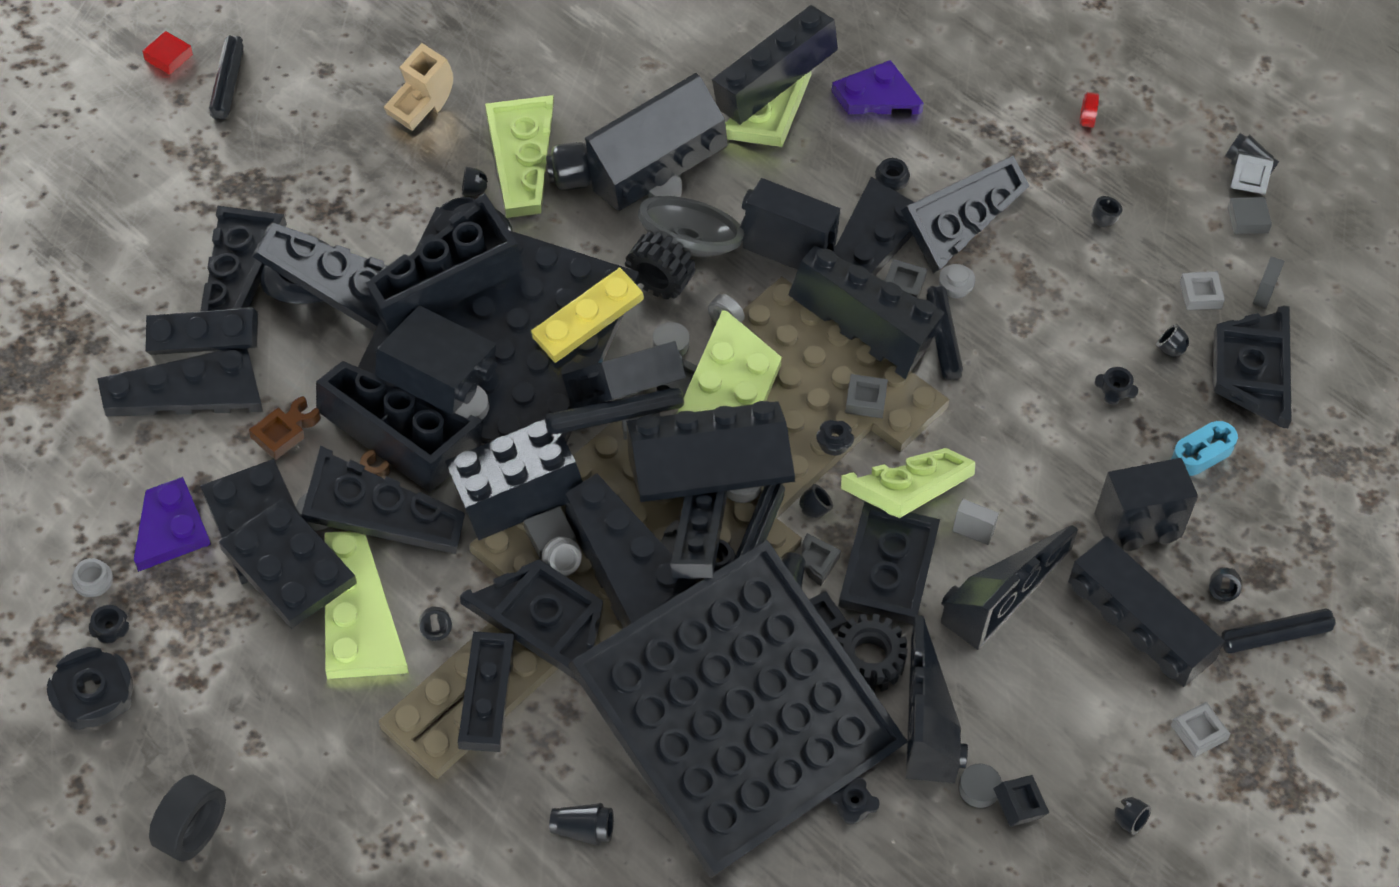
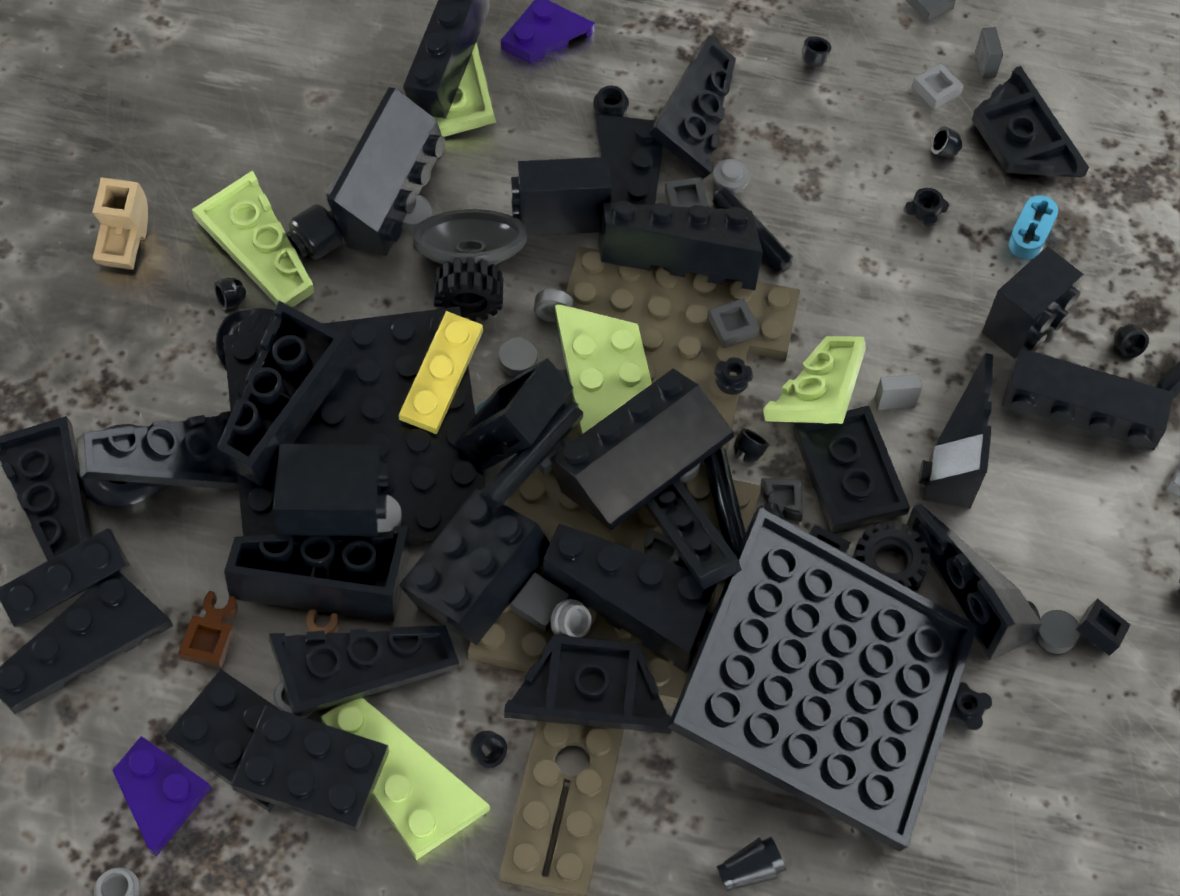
camera: 30 degrees left, 5 degrees up
(486, 692) = (589, 791): black plate -> none

